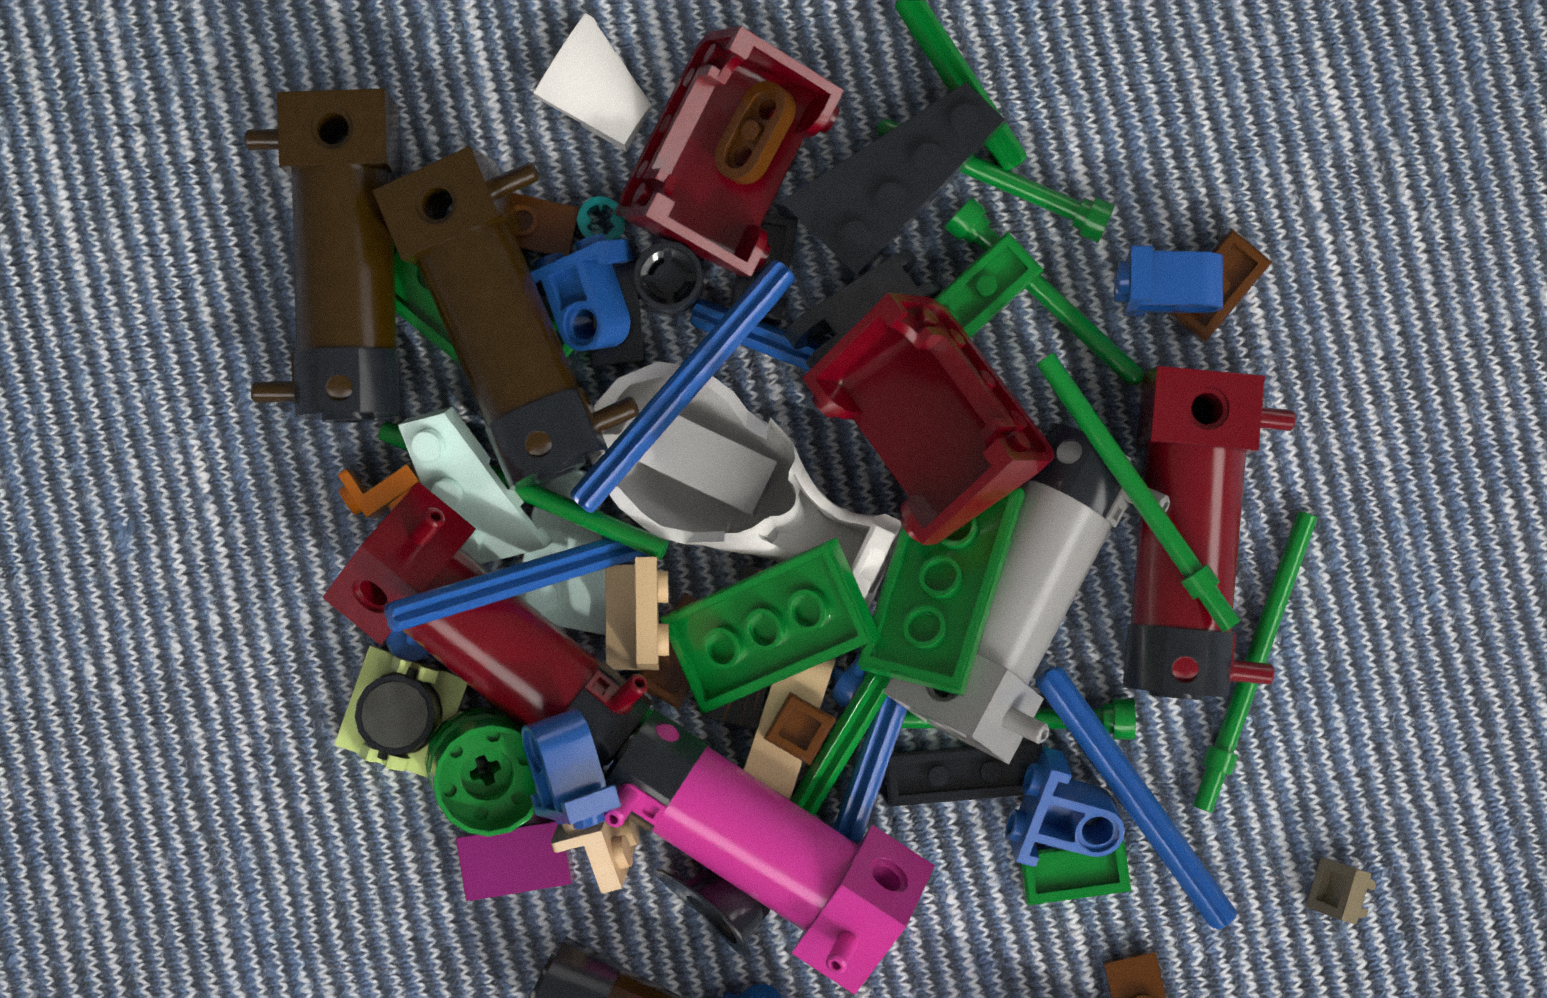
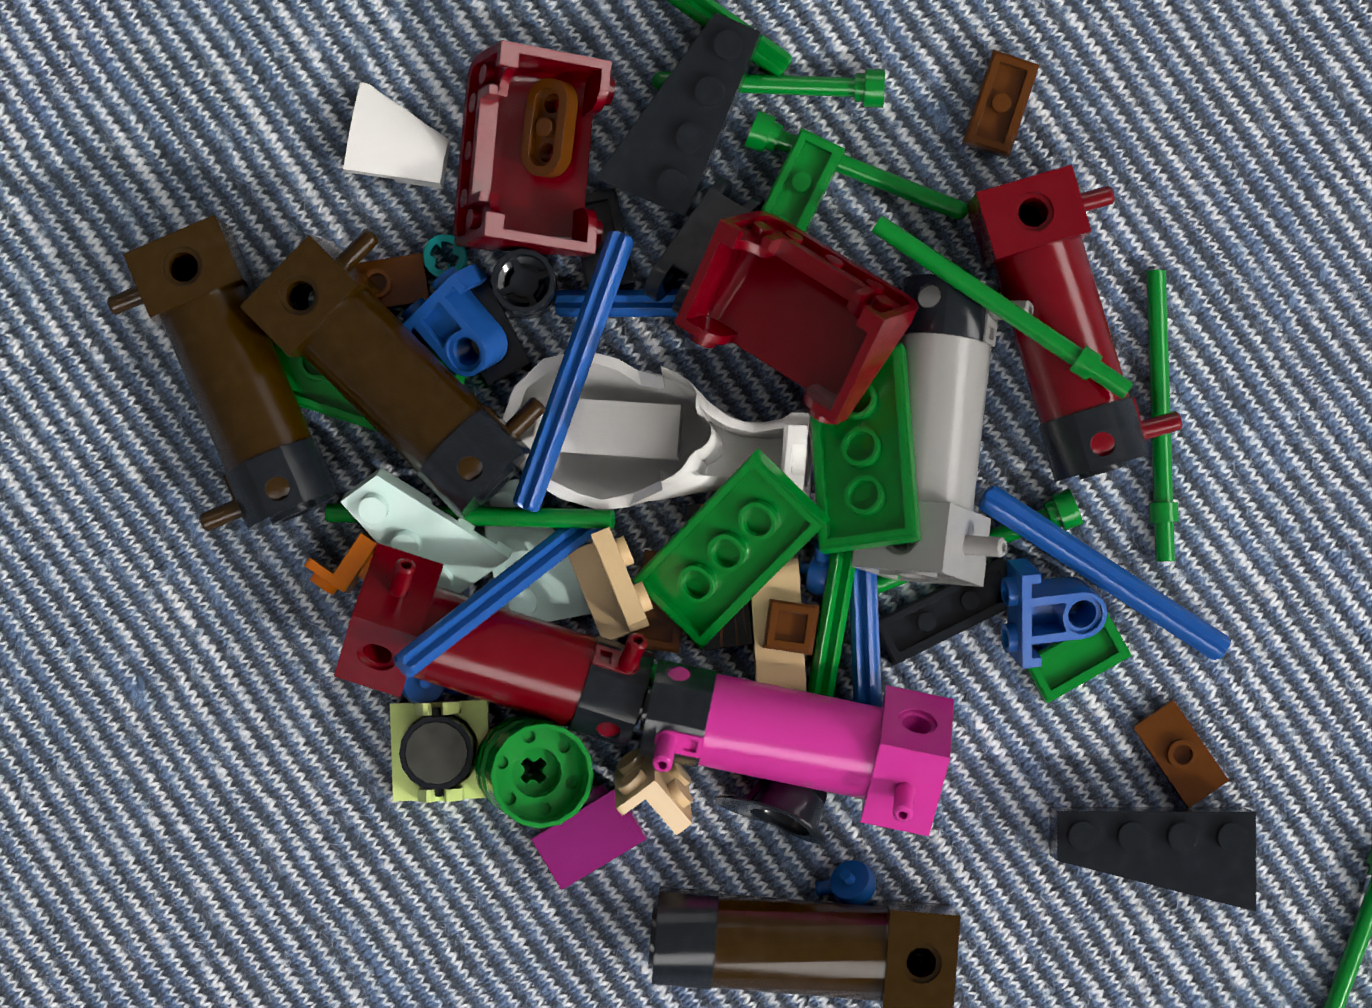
camera: 20 degrees left, 0 degrees up
(567, 771) = (606, 740): blue pin -> none
(1169, 282) = (957, 116): blue pin -> none
(1340, 891) = (1311, 584): dark tan tile -> none

